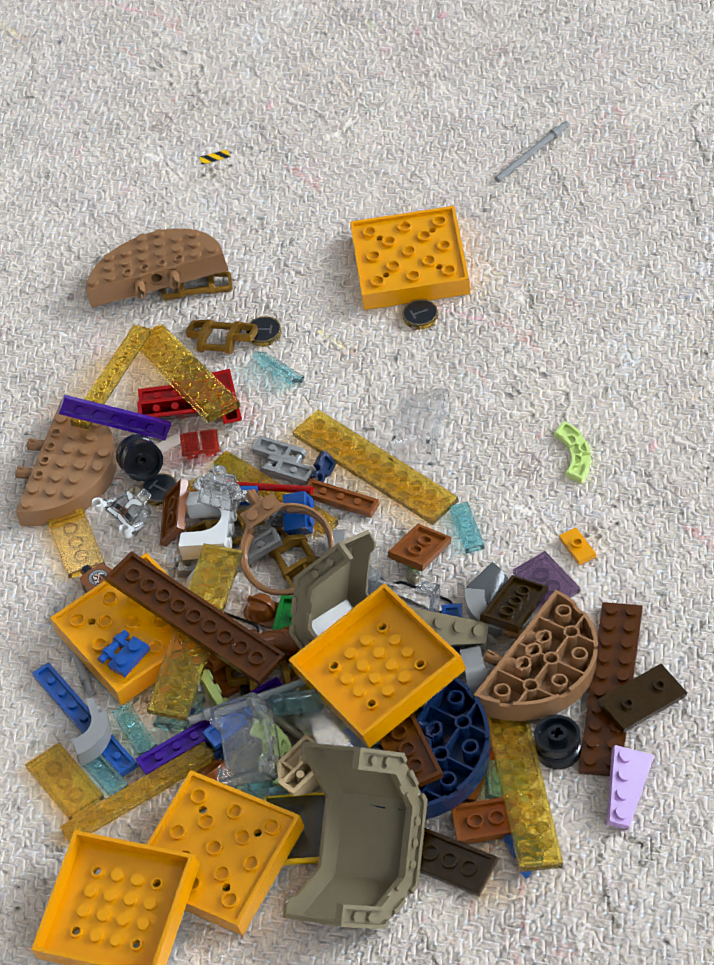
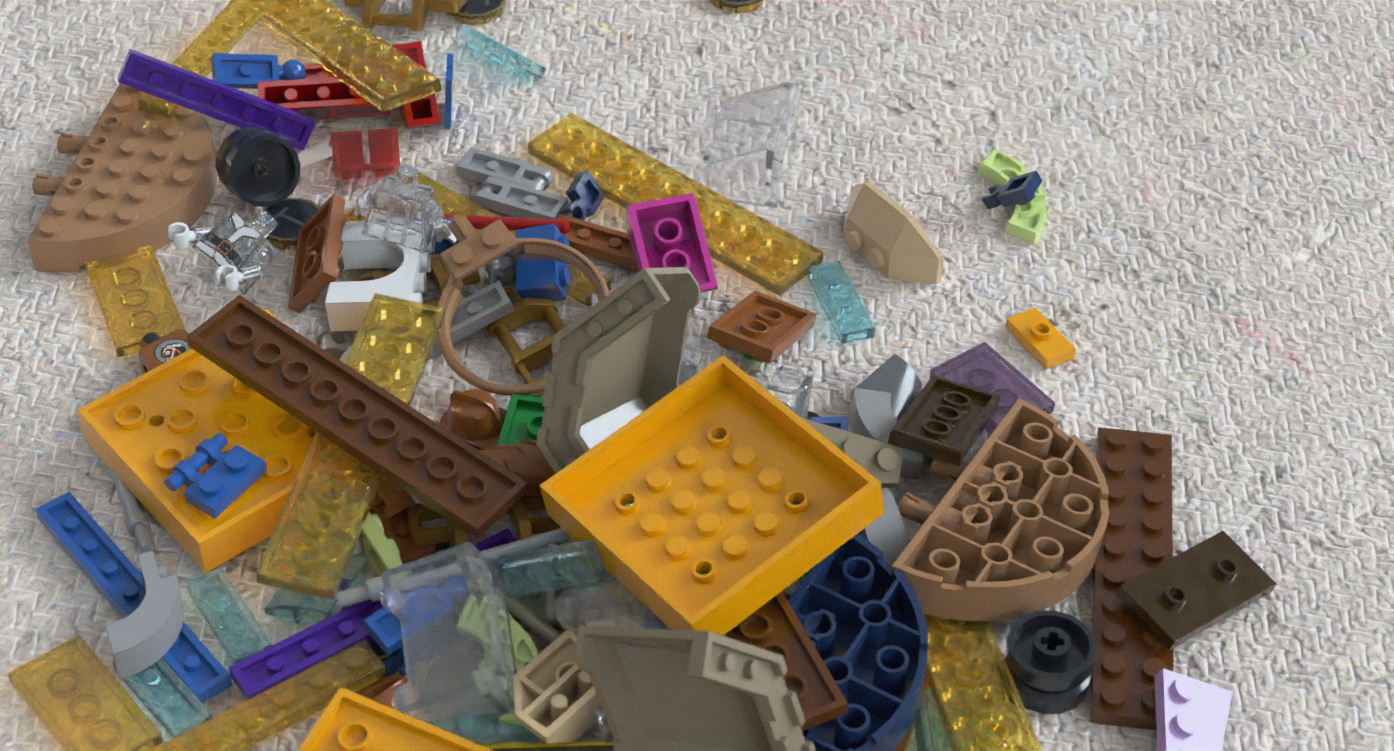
camera: 10 degrees left, 5 degrees down
(132, 393) = (246, 70): none -> blue plate
(246, 399) = (449, 91): none -> blue piece
(370, 501) = (671, 235): none -> dark pink slope
(495, 487) = (890, 237): none -> tan wedge
(571, 452) = (1018, 191): none -> dark blue plate

